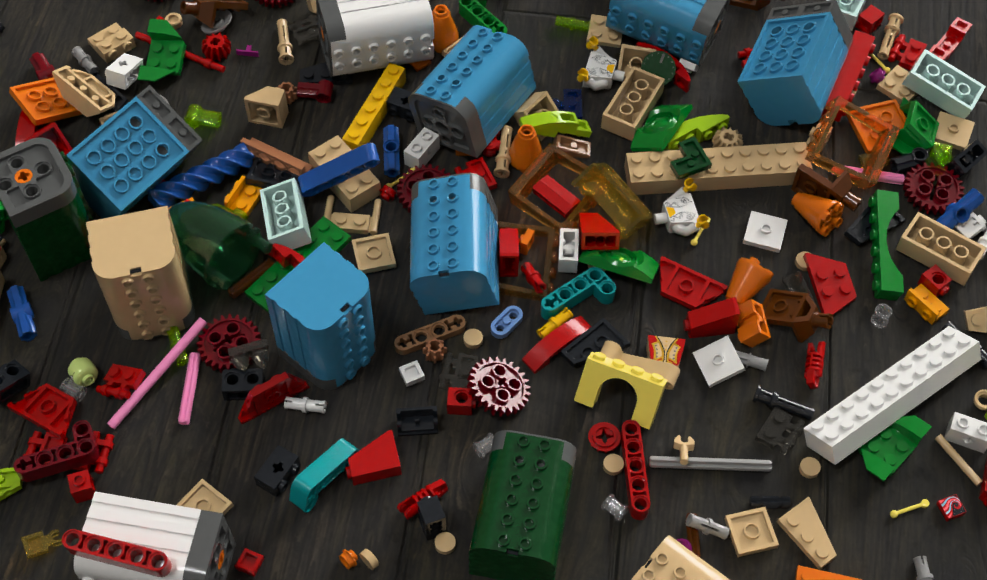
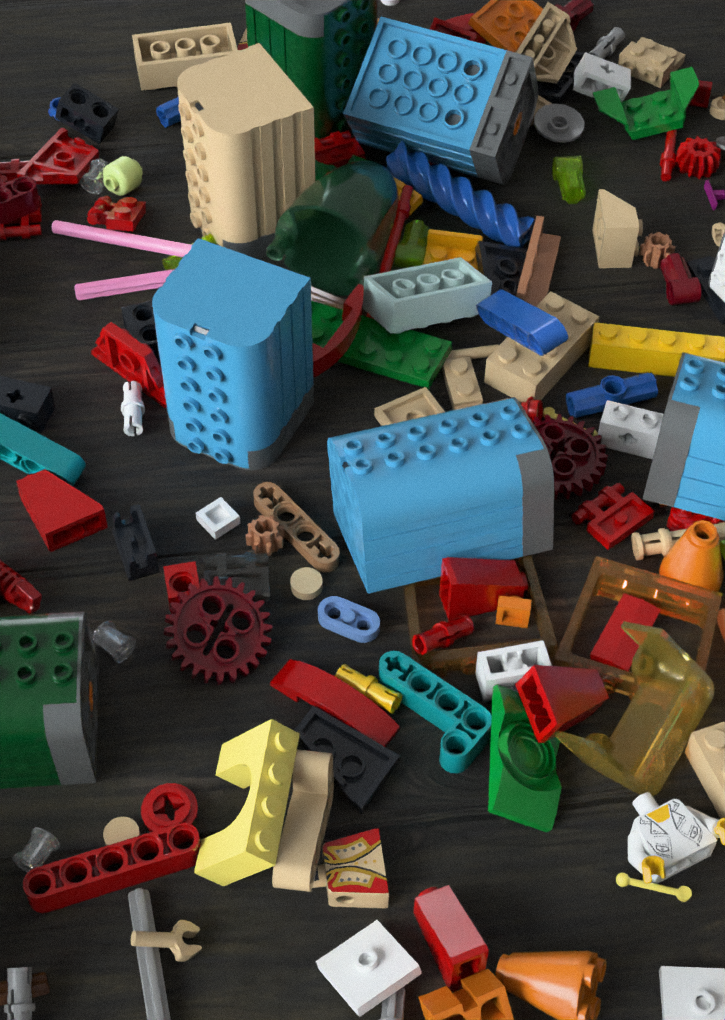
camera: 75 degrees right, 5 degrees down
(687, 285) = (517, 883): red wing -> none

